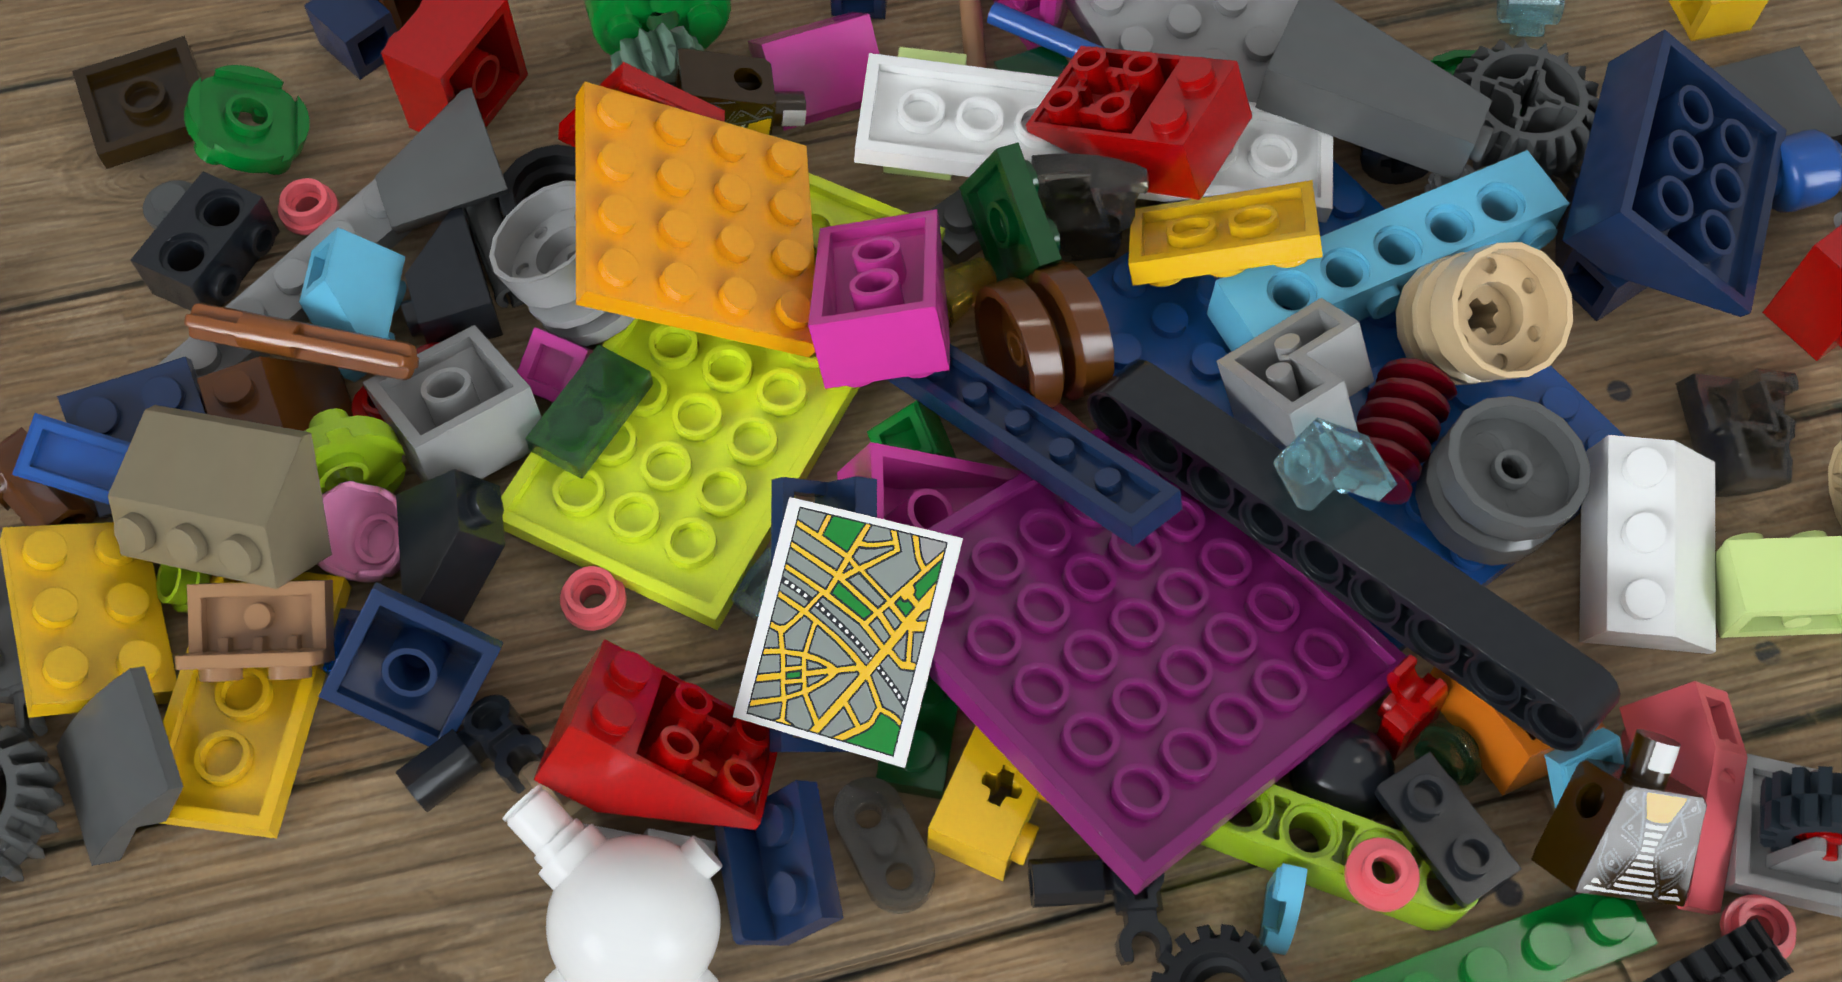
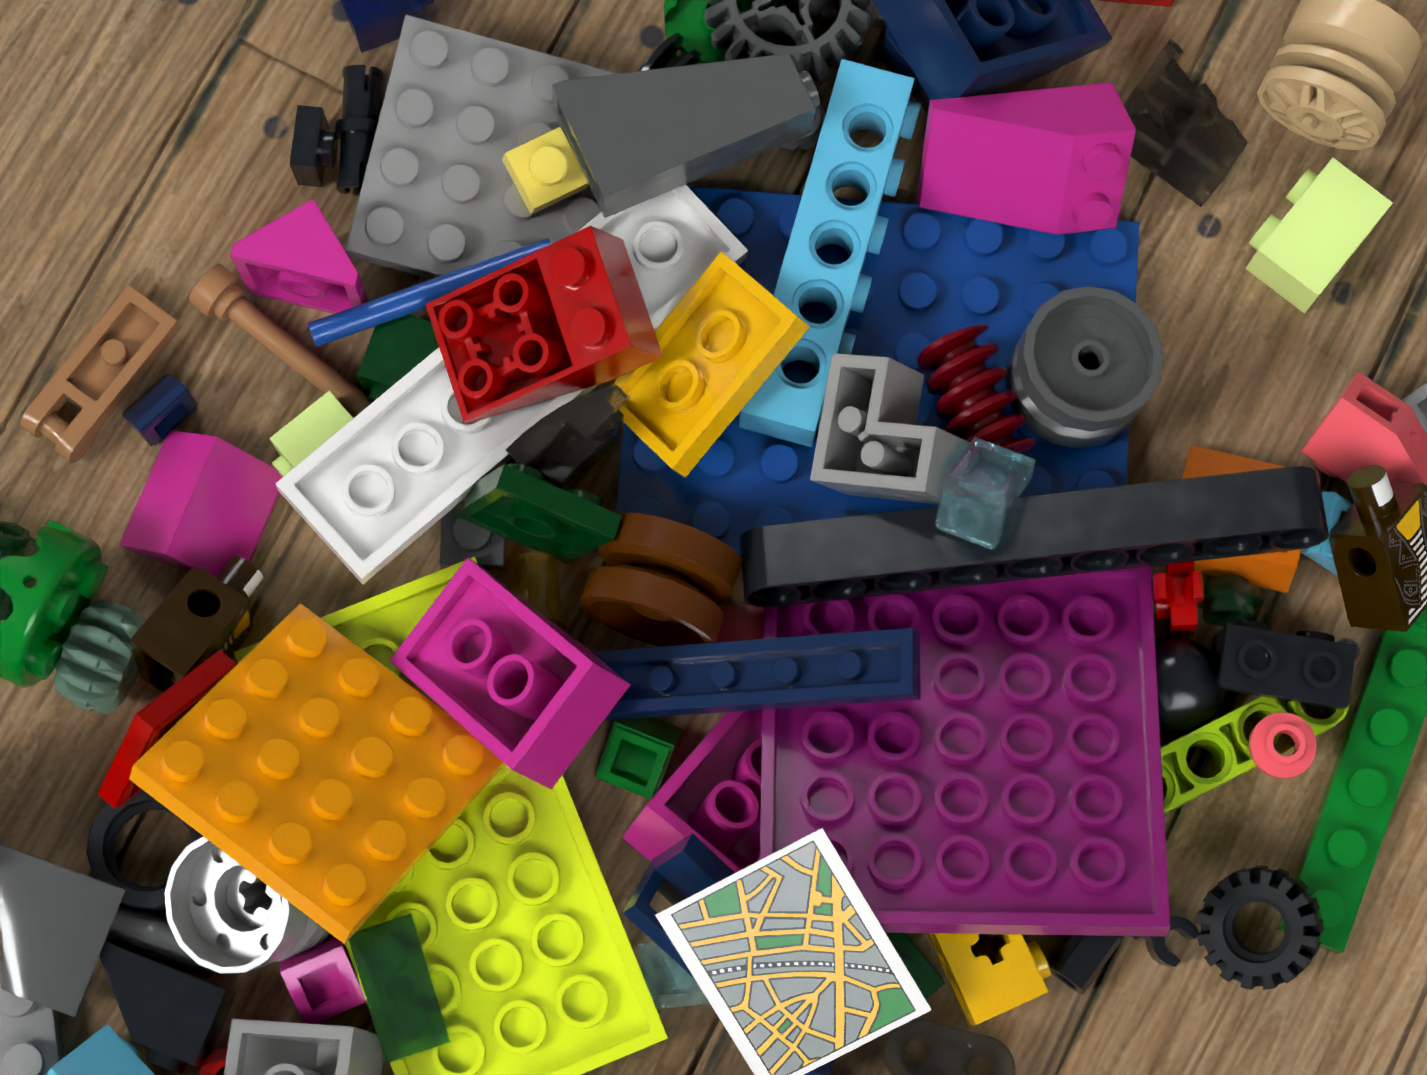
camera: 50 degrees left, 15 degrees up
(1251, 49) = (545, 170): none -> light yellow plate
(1282, 907) = (1231, 823): medium azure tile -> none
(1486, 313) = (954, 249): tan wheel -> none
(1628, 331) = (1029, 158): none -> dark pink slope
(1648, 547) = (1212, 306): white slope -> none

